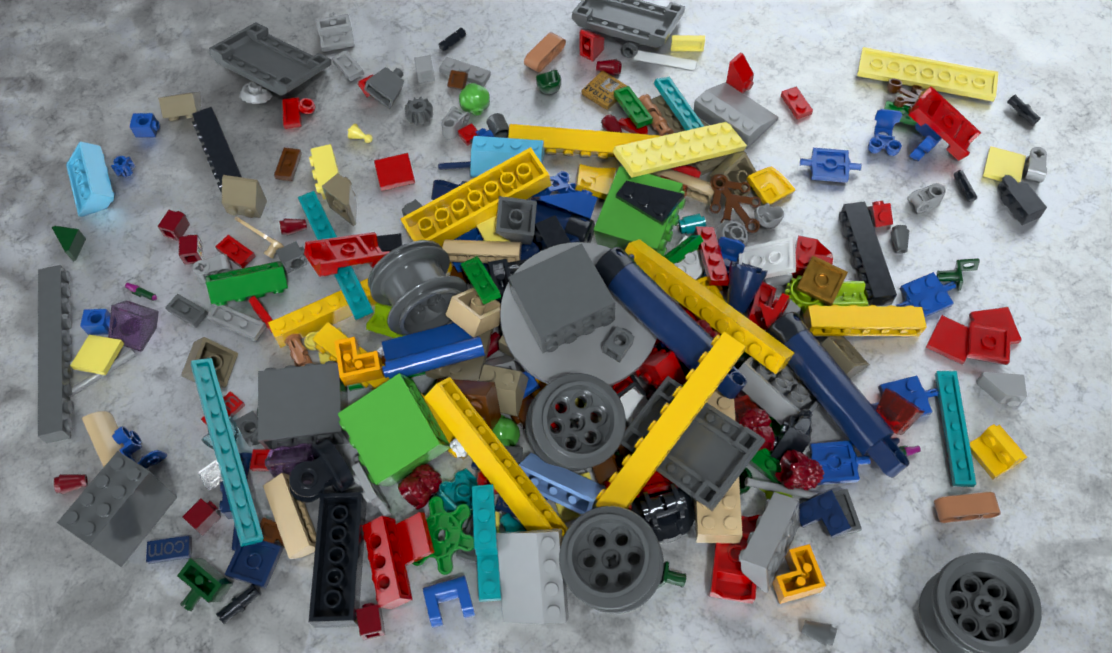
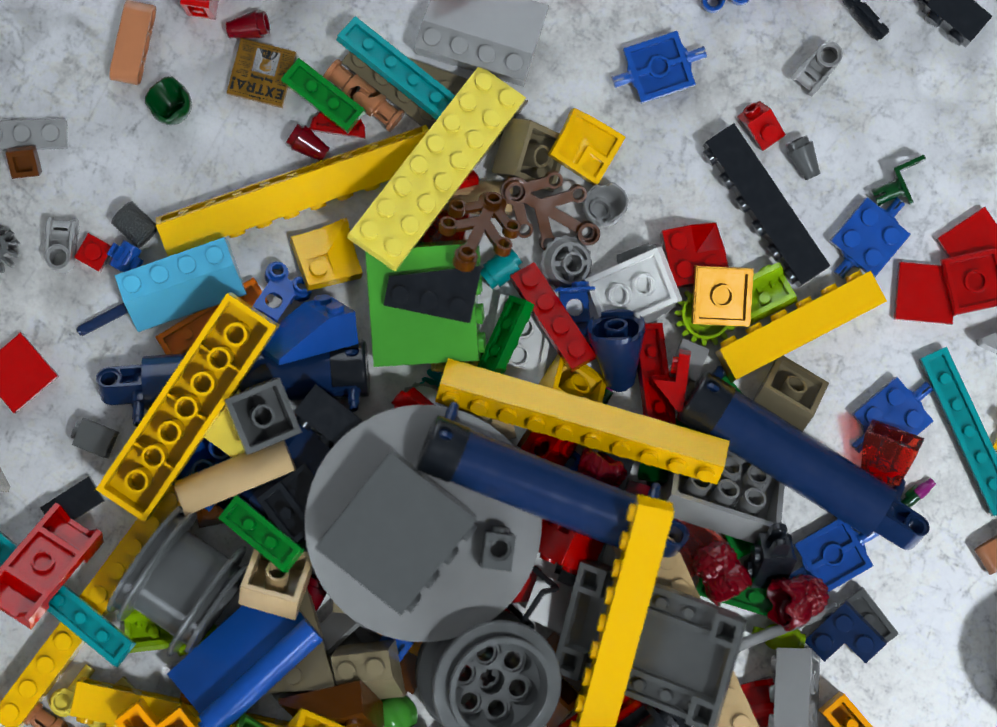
camera: 25 degrees left, 25 degrees up
(474, 99) = (70, 188): bright green plant -> none
(682, 178) = (490, 206): none -> reddish brown plant

